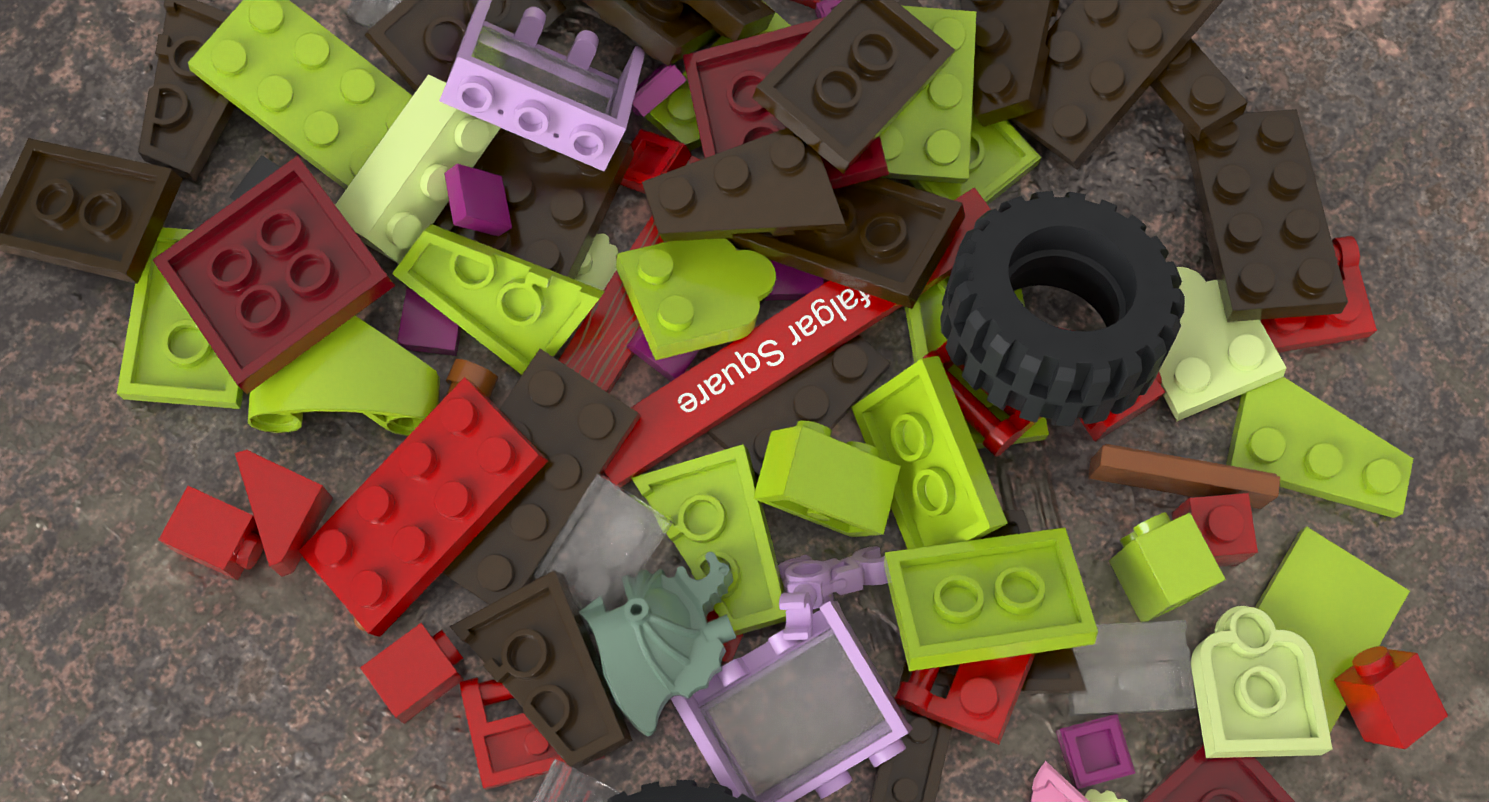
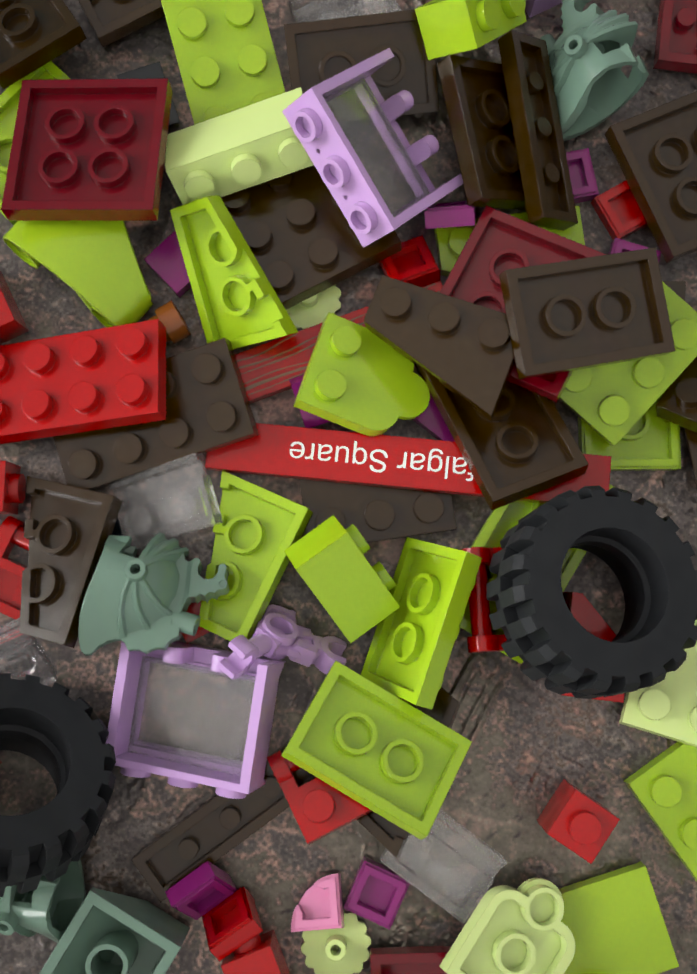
camera: 45 degrees right, 10 degrees up
(477, 200) = (262, 202): magenta tile -> none
(1165, 565) = (520, 821): lime brick -> none
(1181, 475) = (591, 766): dark orange tile -> none

